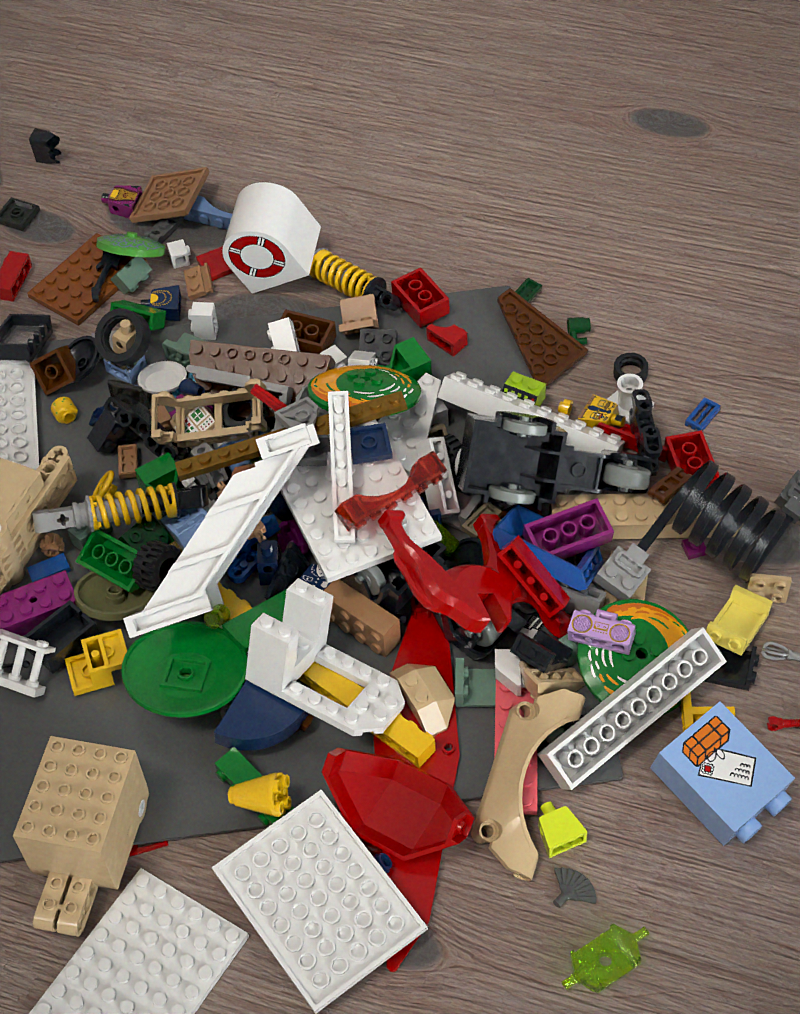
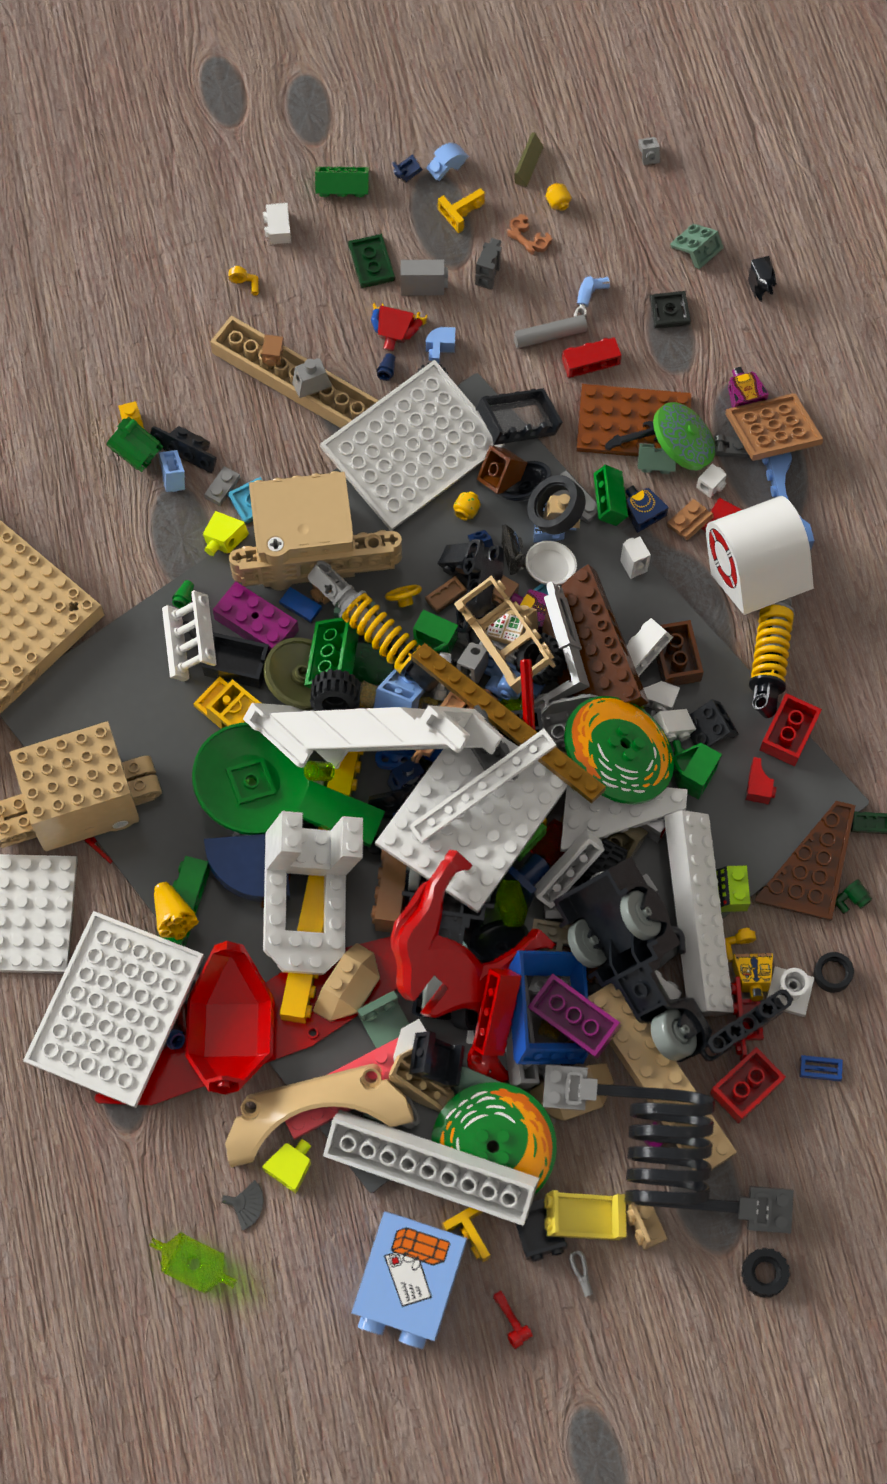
camera: 55 degrees right, 15 degrees up
(179, 350) = (603, 561): sand green bracket -> none
(190, 387) = (540, 593): dark blue cone -> none
(298, 413) = (522, 717): light grey plate -> none
(358, 313) = (729, 688): medium nougat bracket -> none
(361, 508) = (526, 858): clear red arch -> none
(370, 444) = (531, 793): dark blue plate -> none
(602, 630) = (482, 1091): lavender piece -> none
(670, 485) = (694, 1080): reddish brown plate -> none

